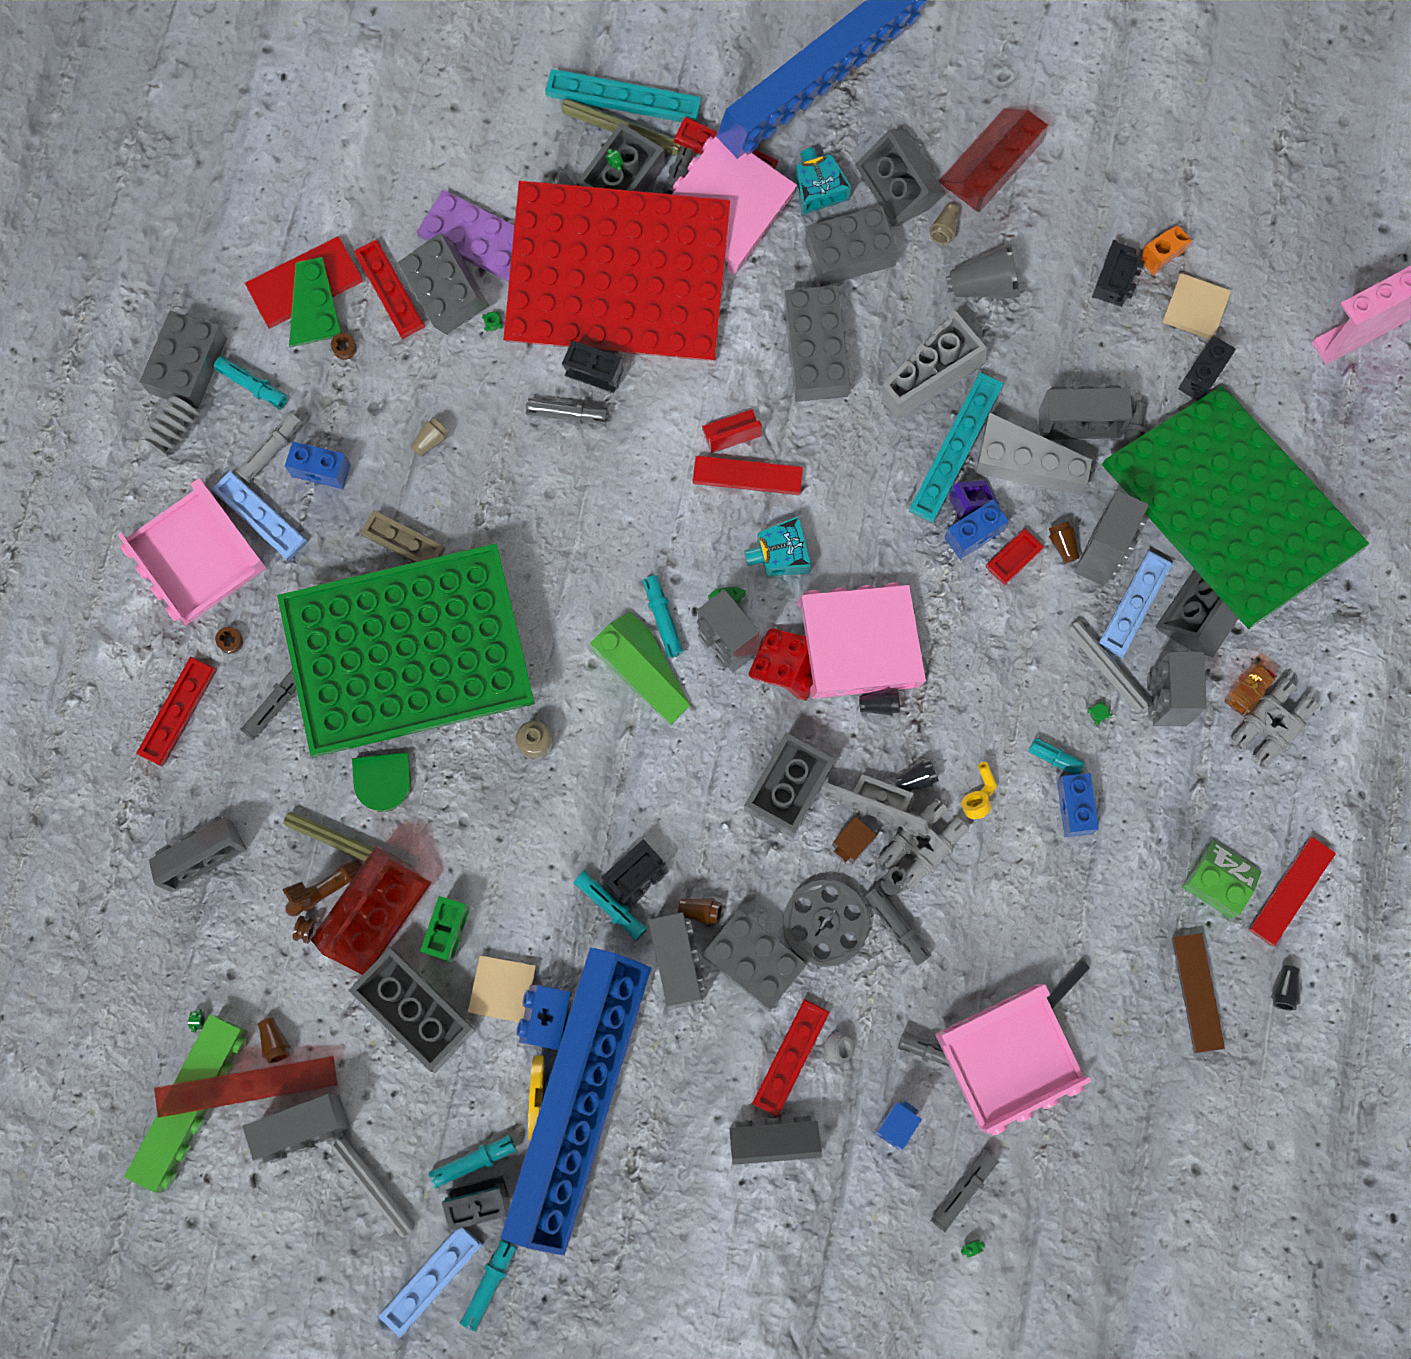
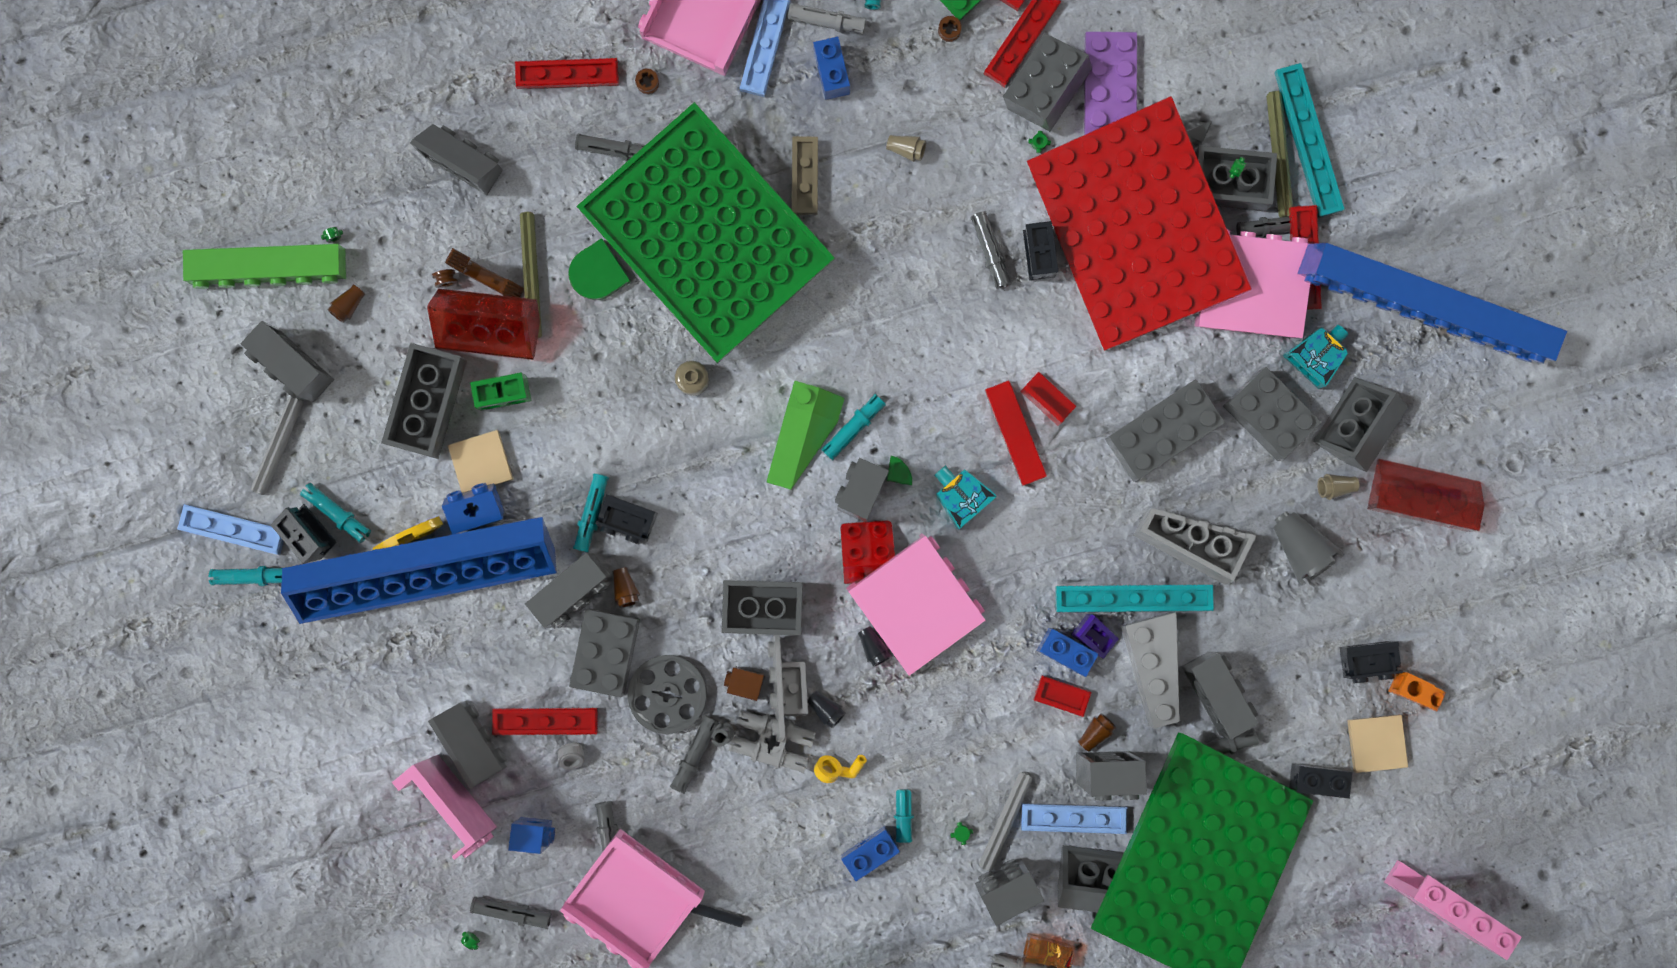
camera: 60 degrees right, 10 degrees up
(245, 1086) = (298, 303): clear red tile -> none
(780, 1191) = (451, 802): none -> bright pink panel

